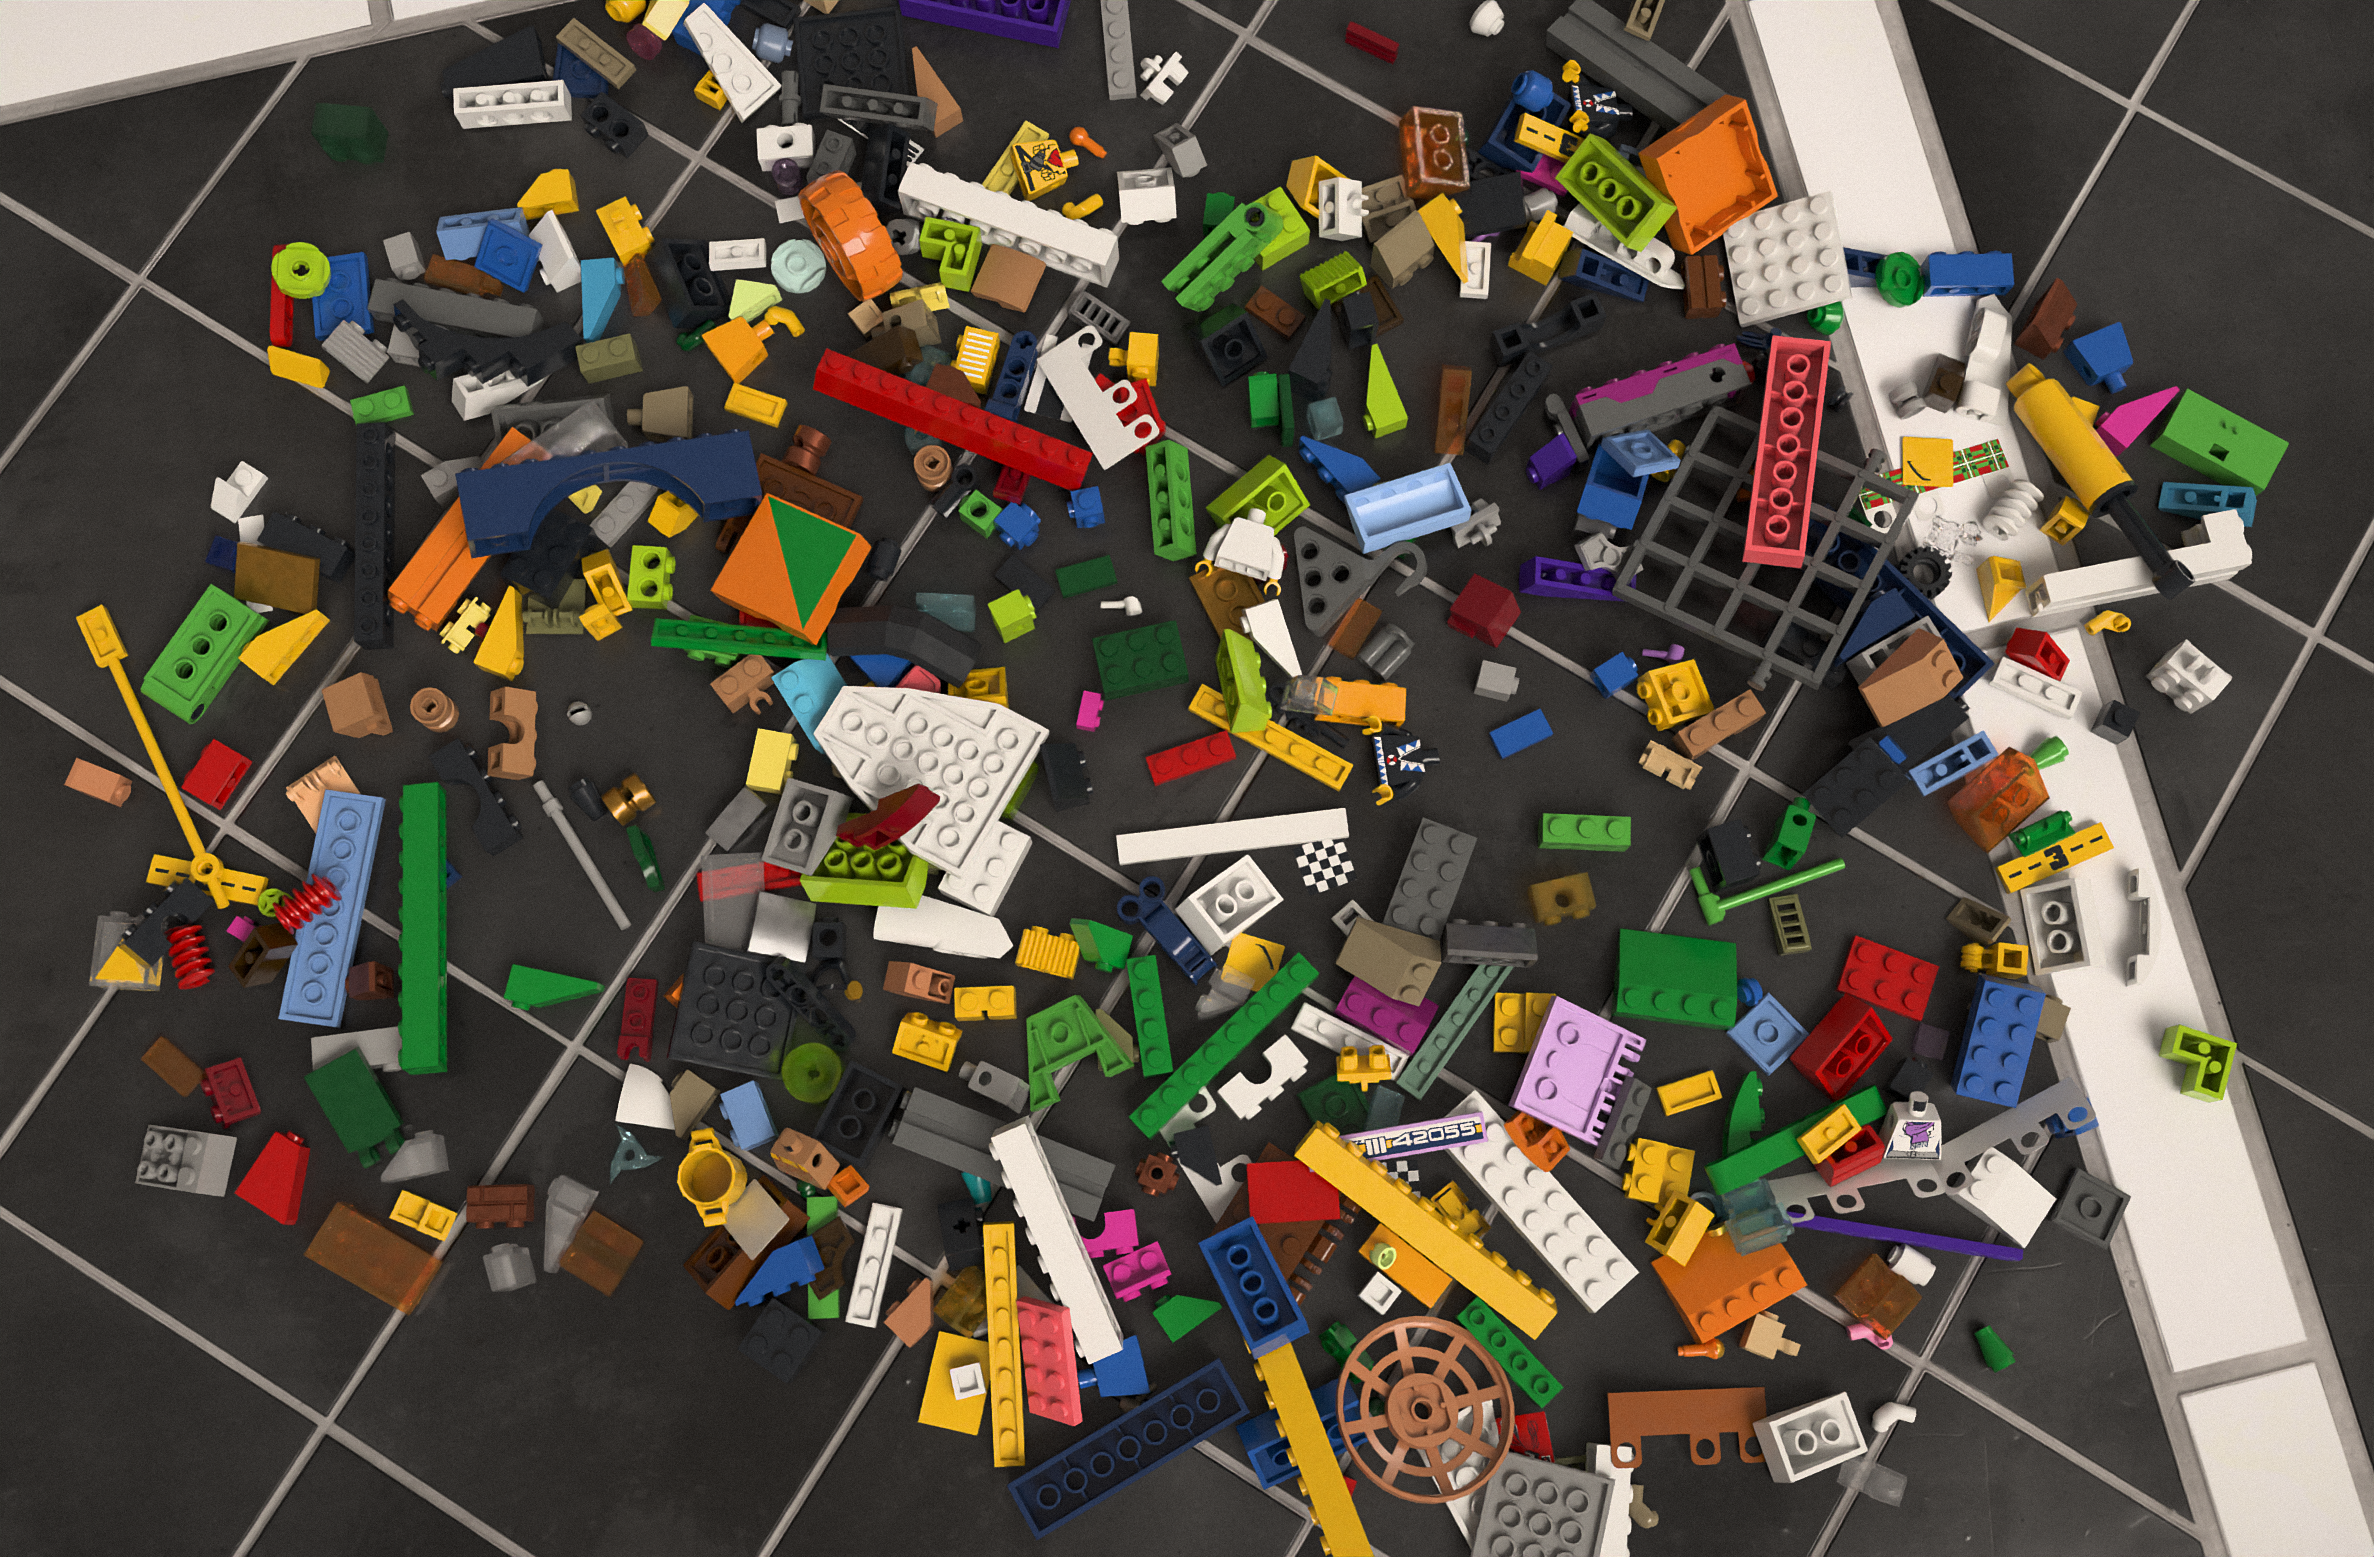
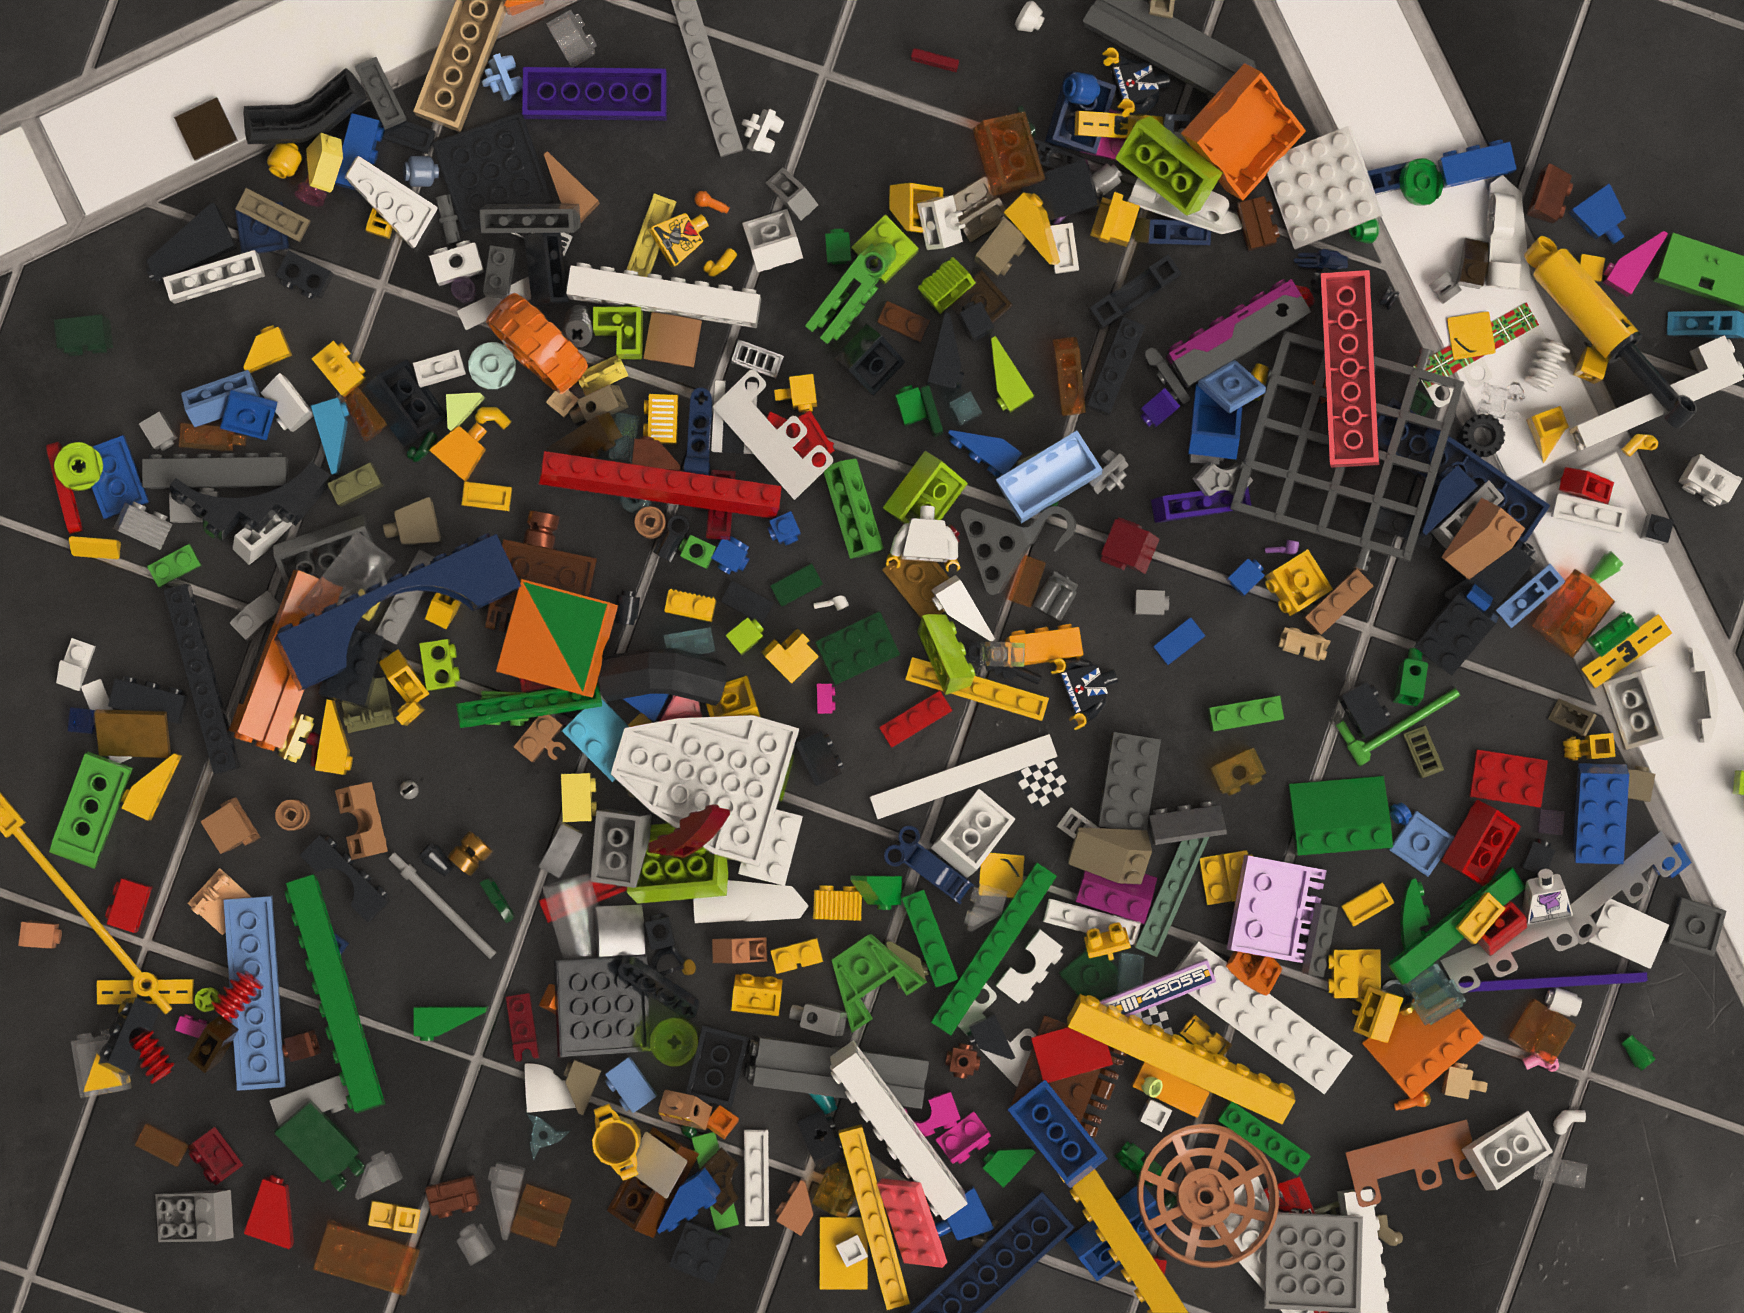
camera: 20 degrees left, 10 degrees up
(957, 570) = (690, 605): none -> yellow brick
(1059, 652) = (791, 656): none -> yellow plate

